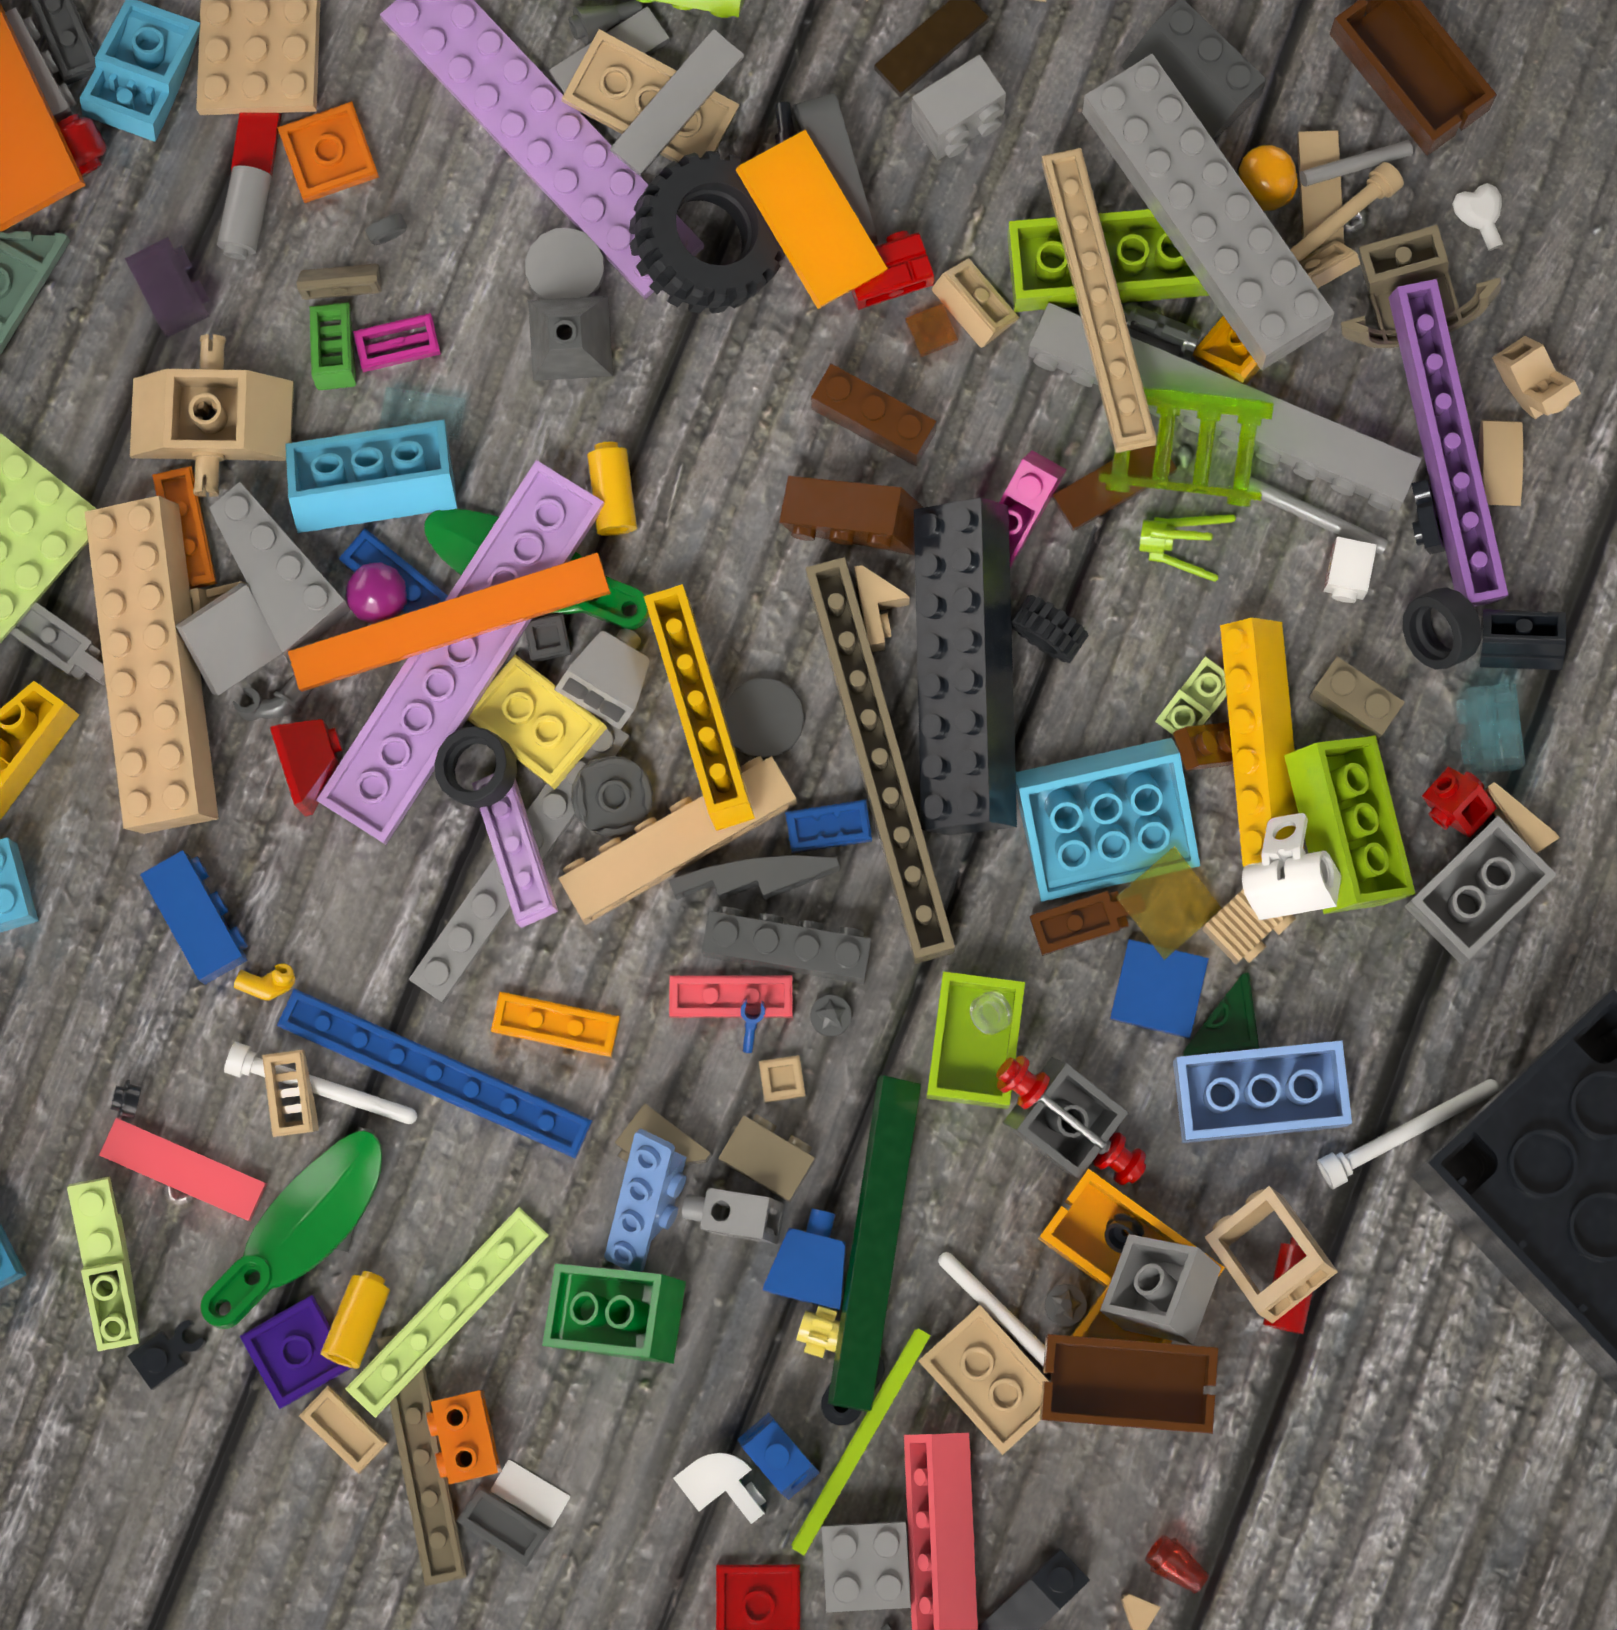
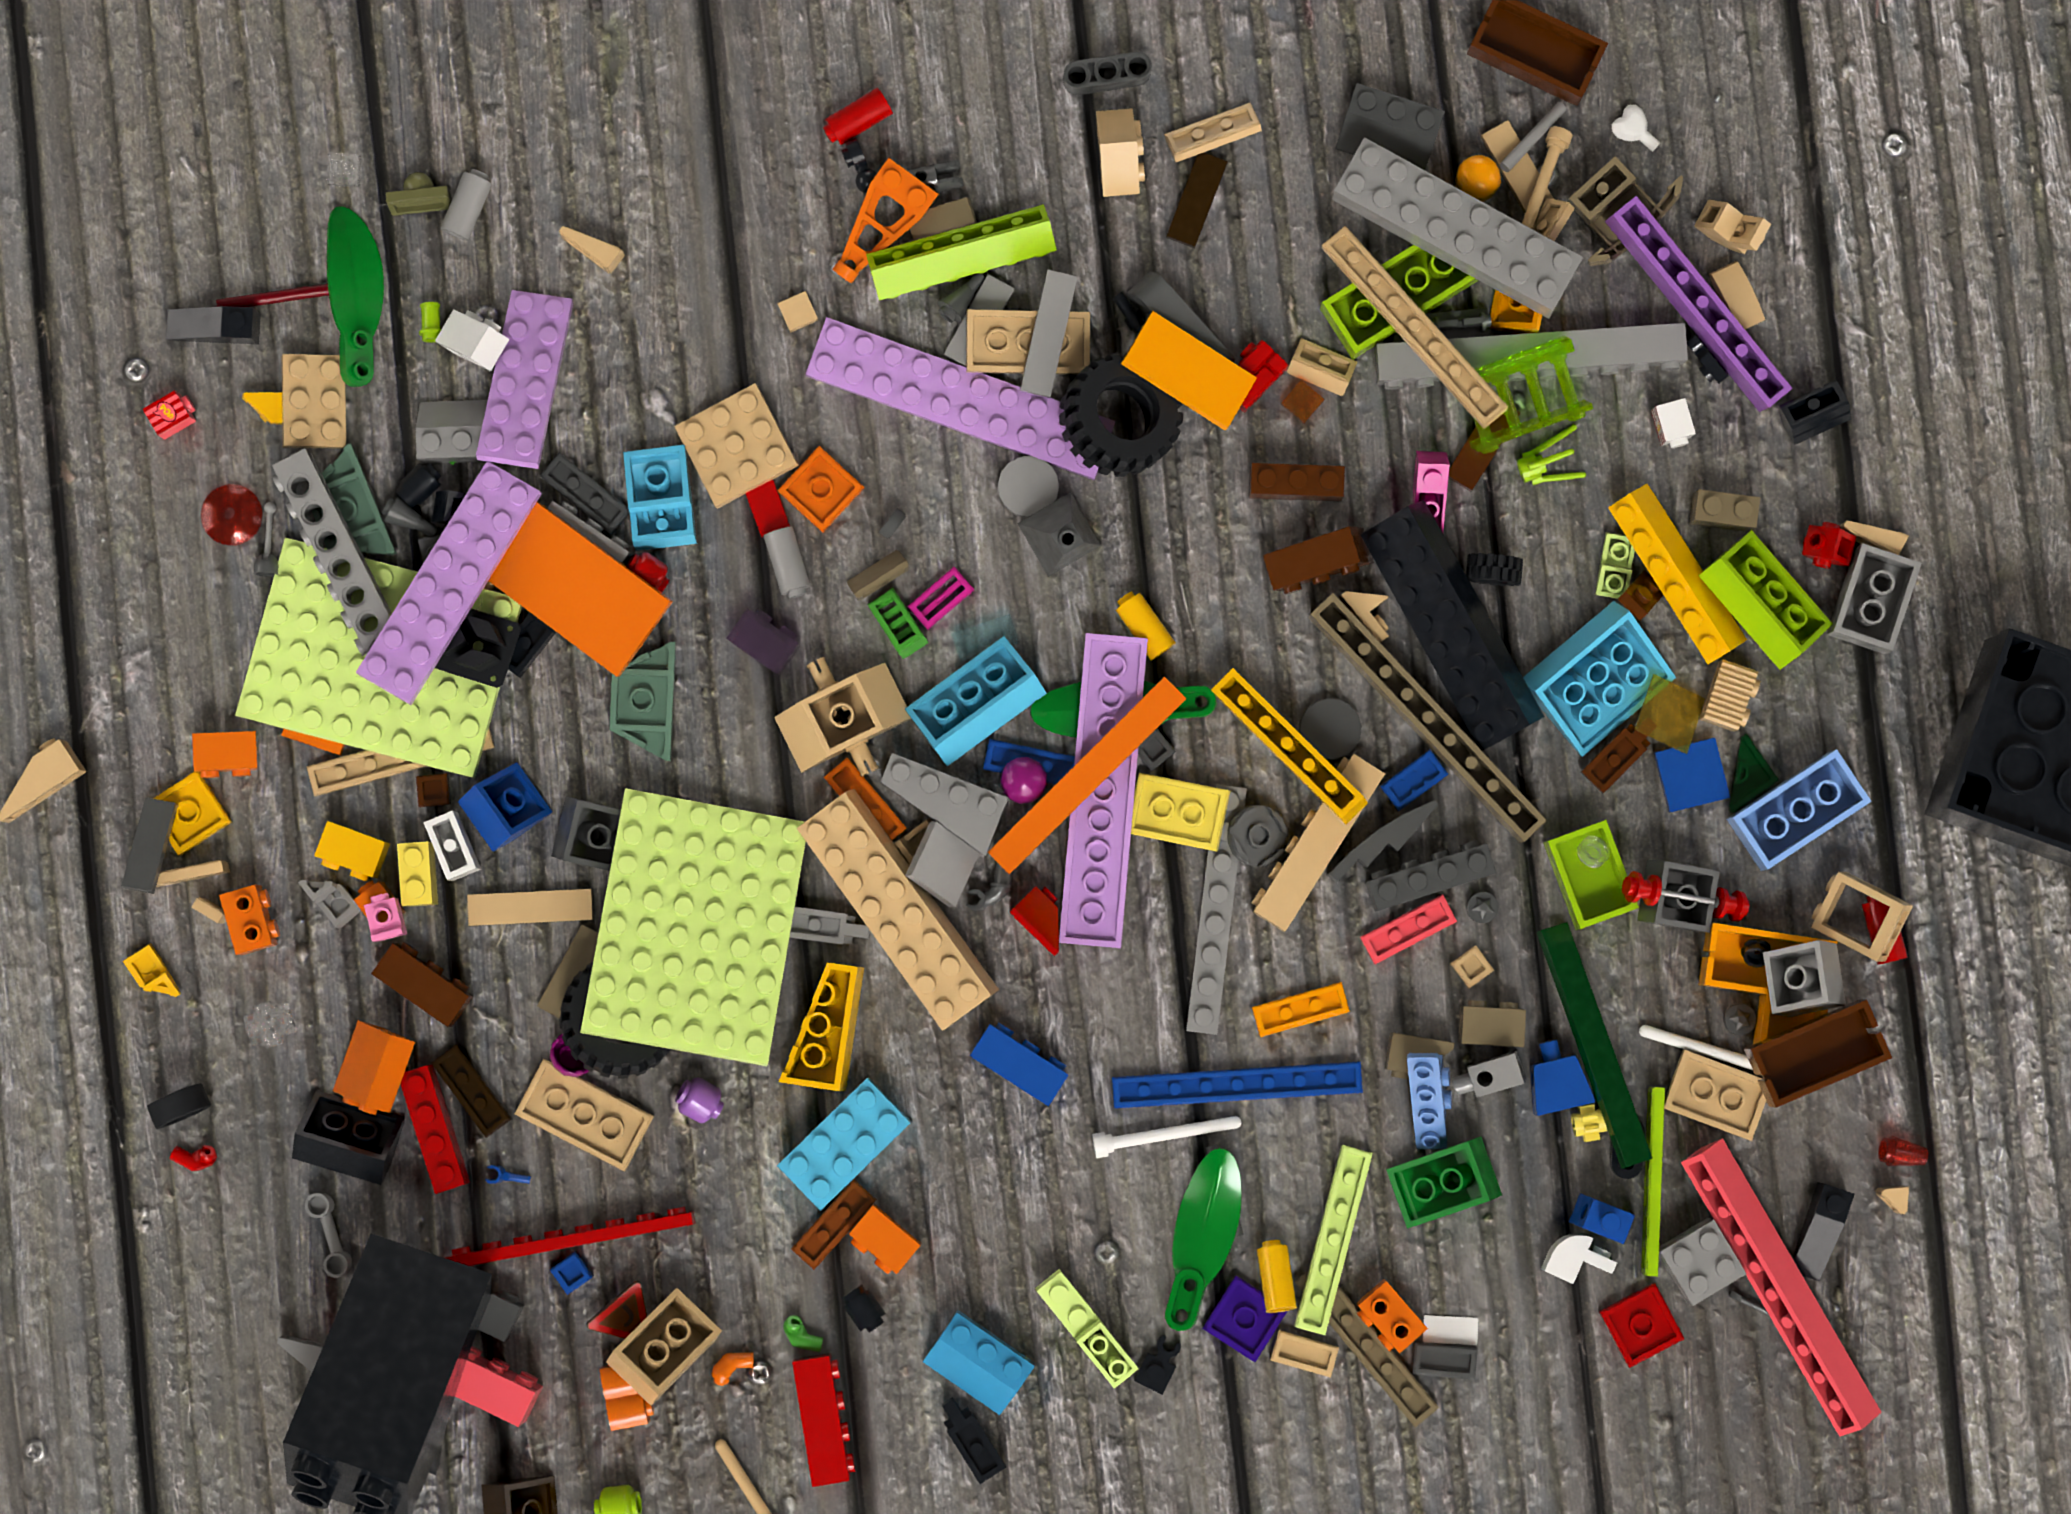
camera: 30 degrees left, 5 degrees up
(126, 1100) = (1040, 1211): black plate -> none
(183, 1169) = (1103, 1237): coral tile -> none
(268, 986) = (1094, 1083): yellow arm -> none
(304, 1090) = (1164, 1170): tan slope -> none
(447, 760) = (1138, 878): black tyre -> none
(517, 856) = (1212, 905): lavender tile -> none
(607, 677) = (1214, 756): light grey torso -> none
(750, 1026) = (1433, 941): blue hand -> none
(958, 108) = (1243, 239): light grey brick -> none
(1288, 877) = (1748, 659): white piece -> none
(1316, 515) = (1633, 396): light grey bar -> none
(1338, 1167) = (1873, 833): white piece -> none
(1461, 618) = (1766, 418): black tyre -> none
(1492, 729) = (1824, 483): clear light blue brick -> none

